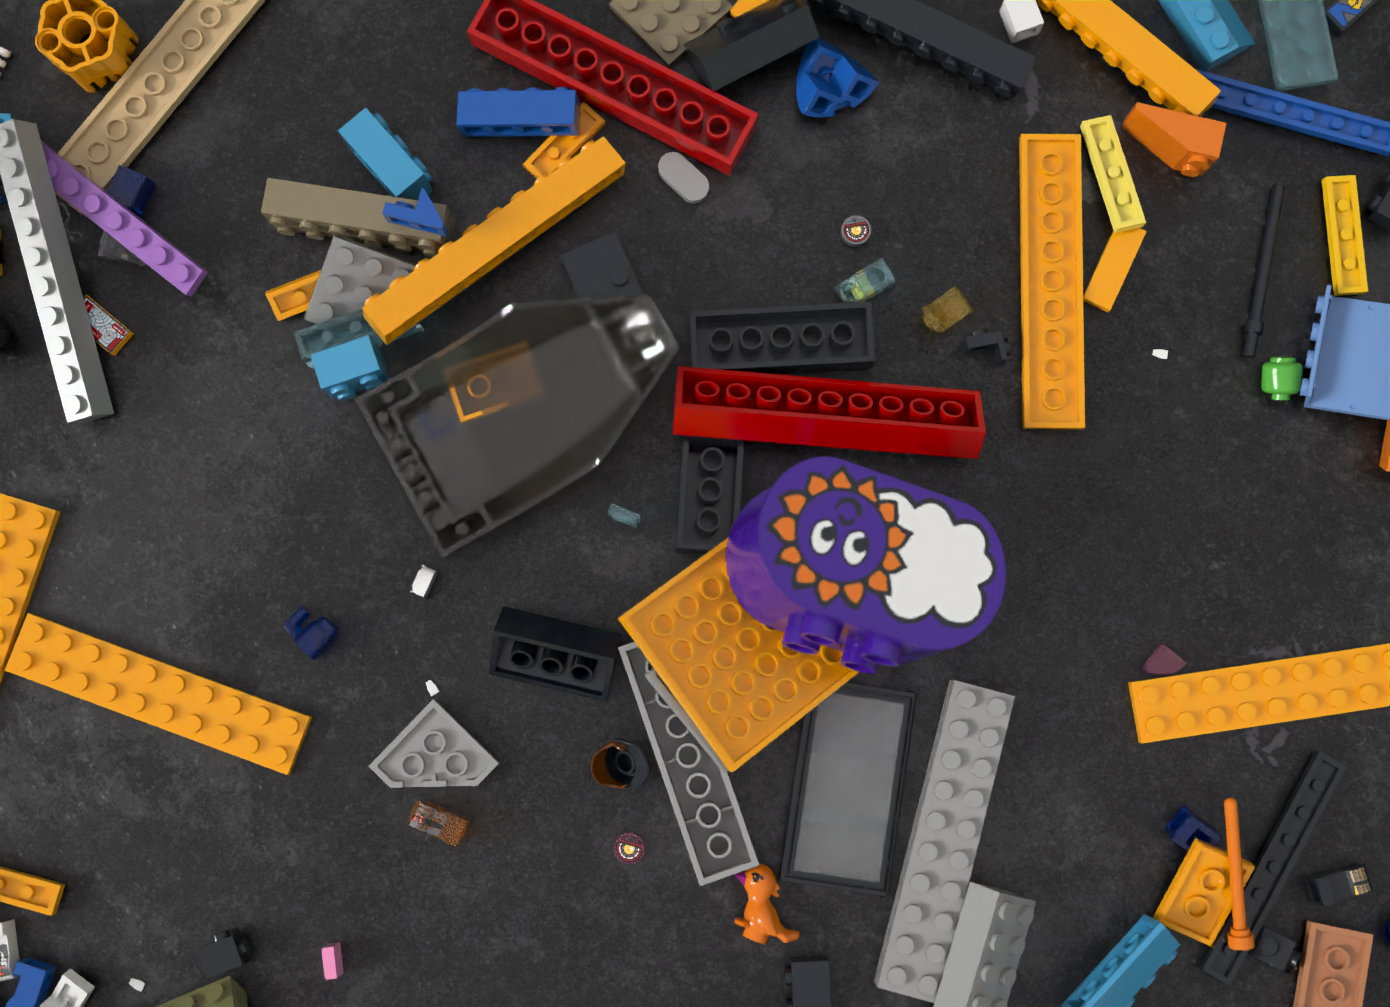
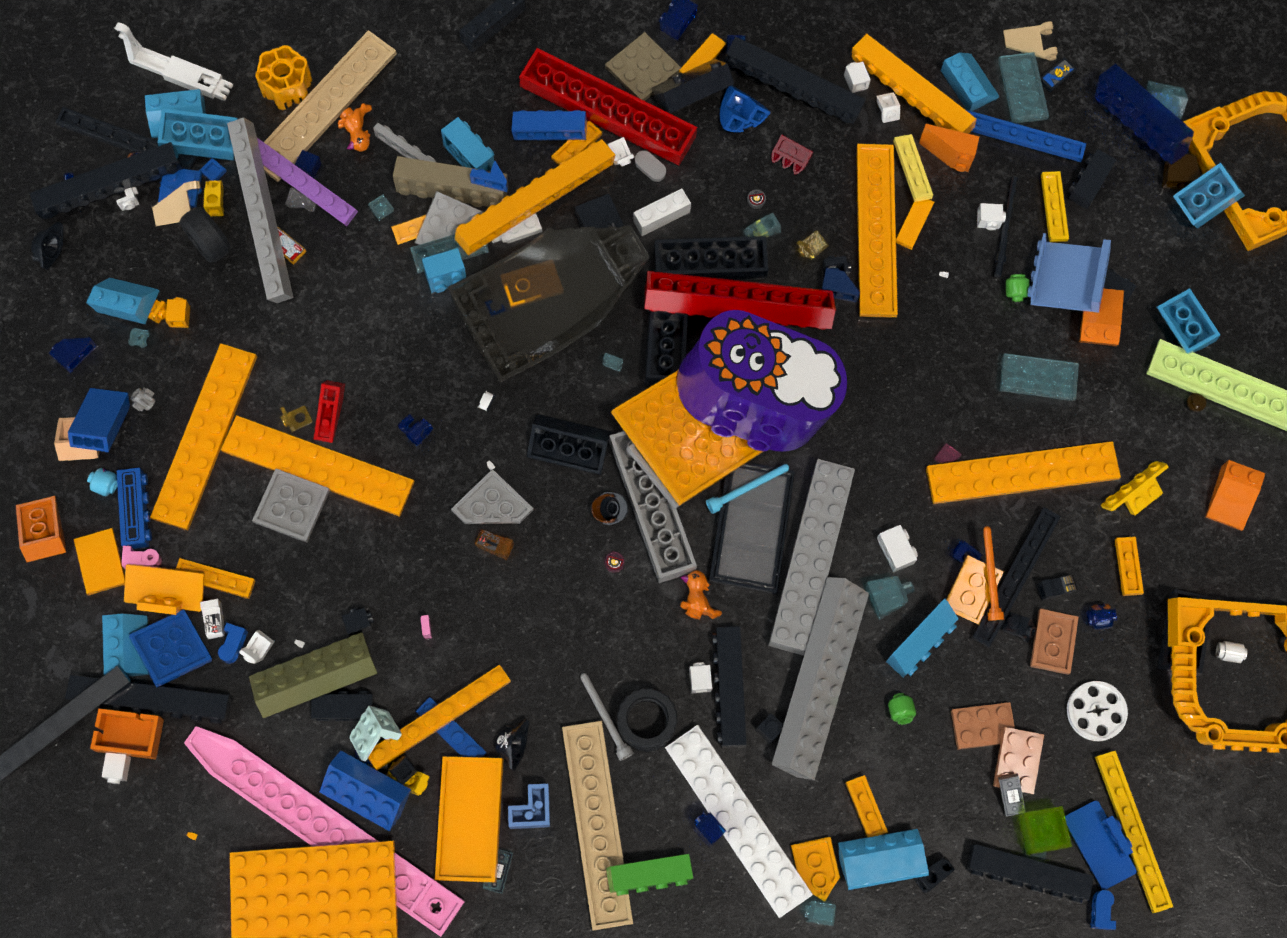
camera: 10 degrees left, 10 degrees down
(110, 619) = (289, 418): none -> clear yellow bracket
(116, 762) = (291, 505): none -> light grey plate
(172, 602) = (329, 410): none -> red slope
(202, 115) = (353, 123): none -> orange animal
(250, 258) = (381, 207): none -> clear light blue plate
(279, 150) = (399, 143): none -> light grey plate
(484, 289) = (524, 229): none -> white hinge
(635, 154) = (621, 151): none -> white bracket
(702, 258) = (661, 212): none -> white brick
(790, 755) = (715, 504): none -> medium azure piece
(914, 151) = (791, 152): none -> dark red plate
(990, 377) = (840, 284): none -> dark blue slope
(1067, 901) = (888, 595): none -> clear light blue torso
(1073, 67) = (889, 107): none -> white bracket
(1082, 822) = (897, 548): none -> white brick
(1239, 255) = (990, 216): none -> white brick
(1315, 529) = (1039, 377): none -> clear light blue plate

